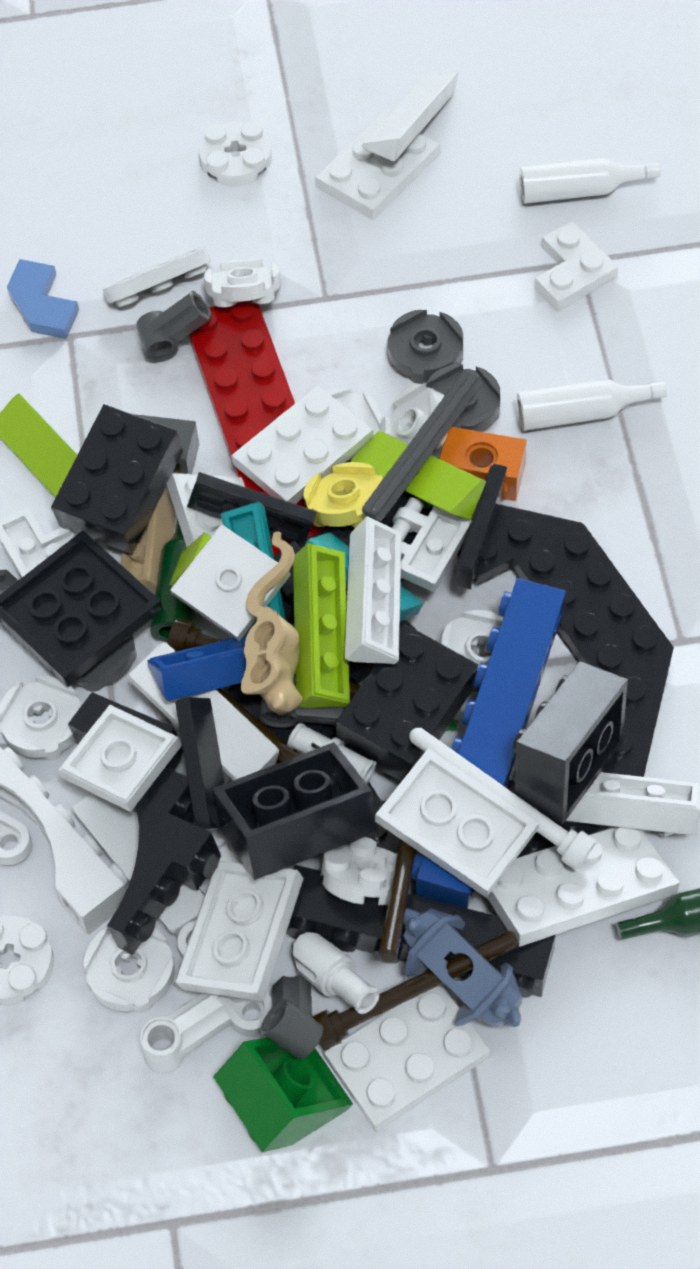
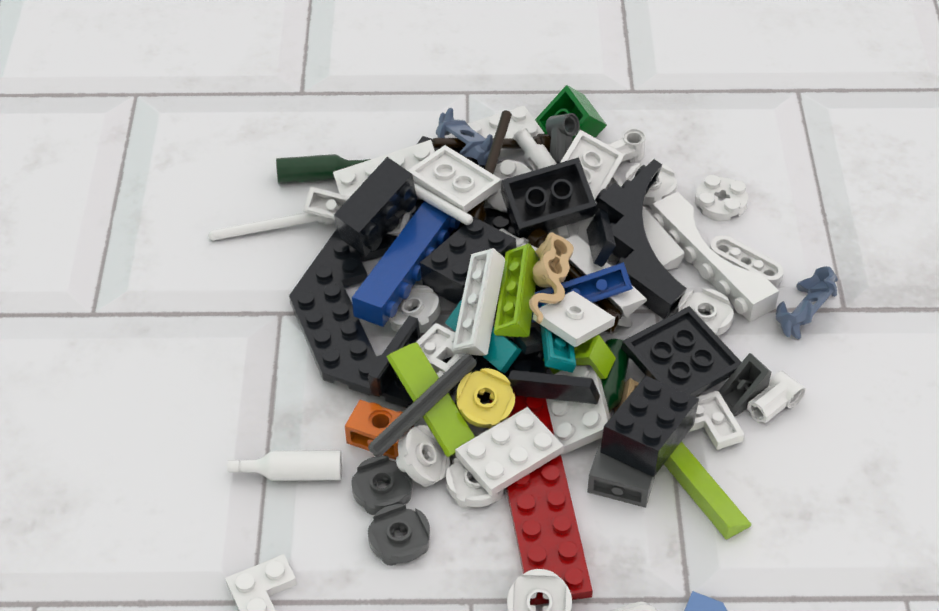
camera: 175 degrees left, 10 degrees down
(120, 758) = (652, 244): white plate -> none
(163, 330) = (605, 568): dark grey piece -> none

